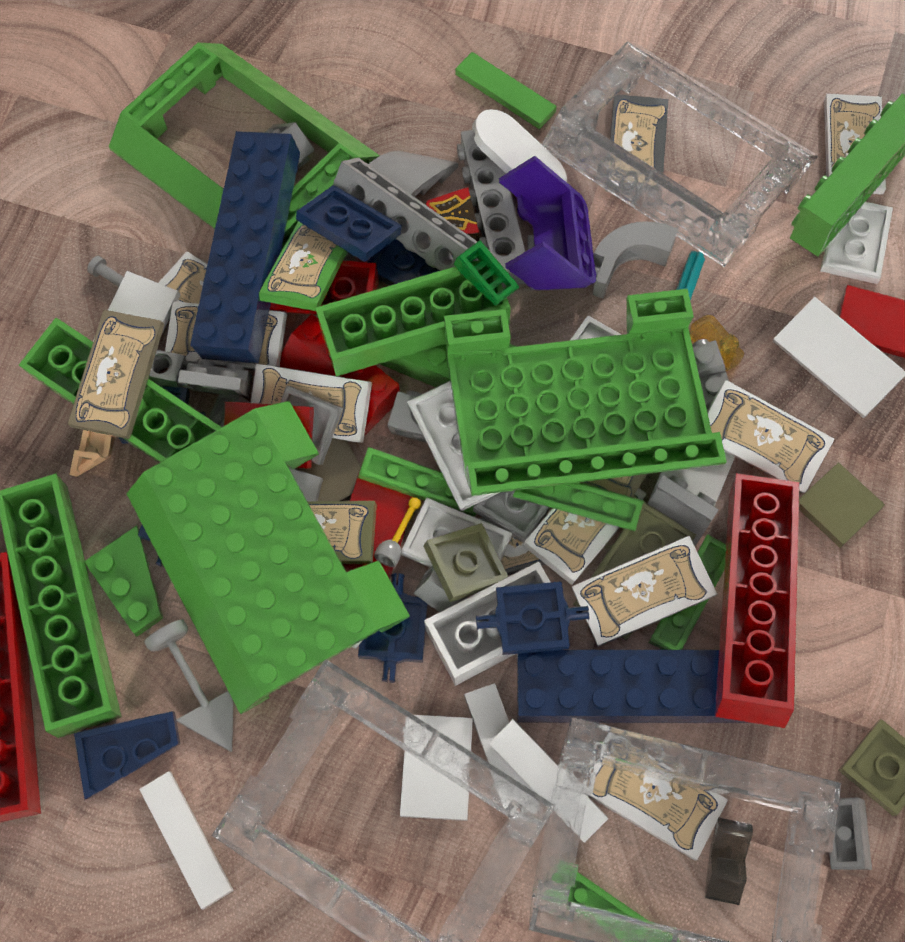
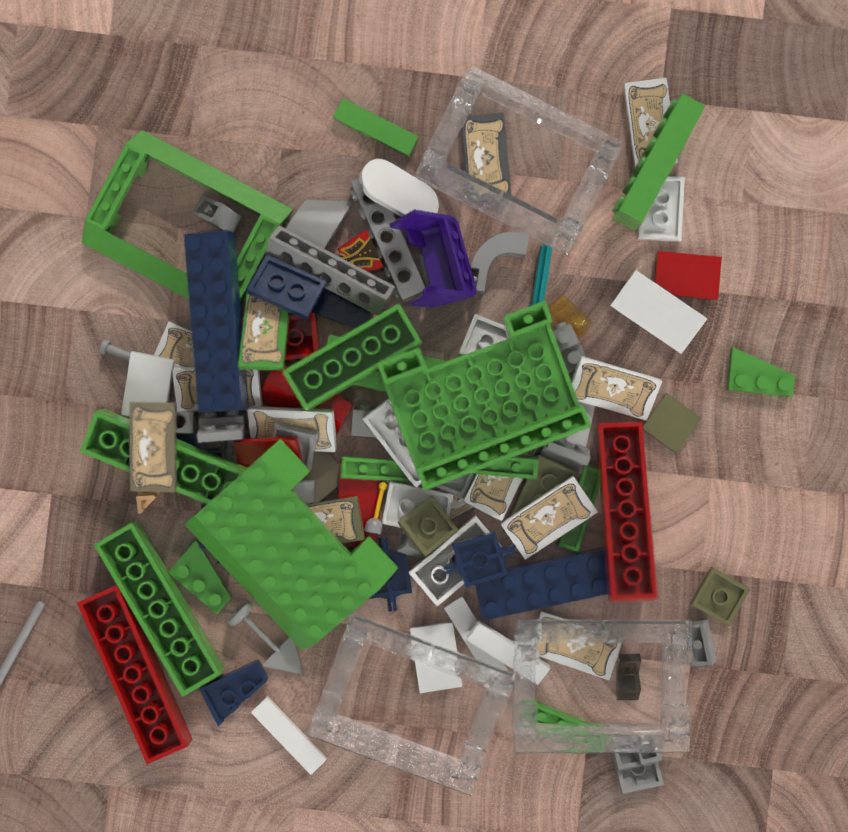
camera: 15 degrees left, 20 degrees up
(471, 273) = (395, 327): green slope -> none

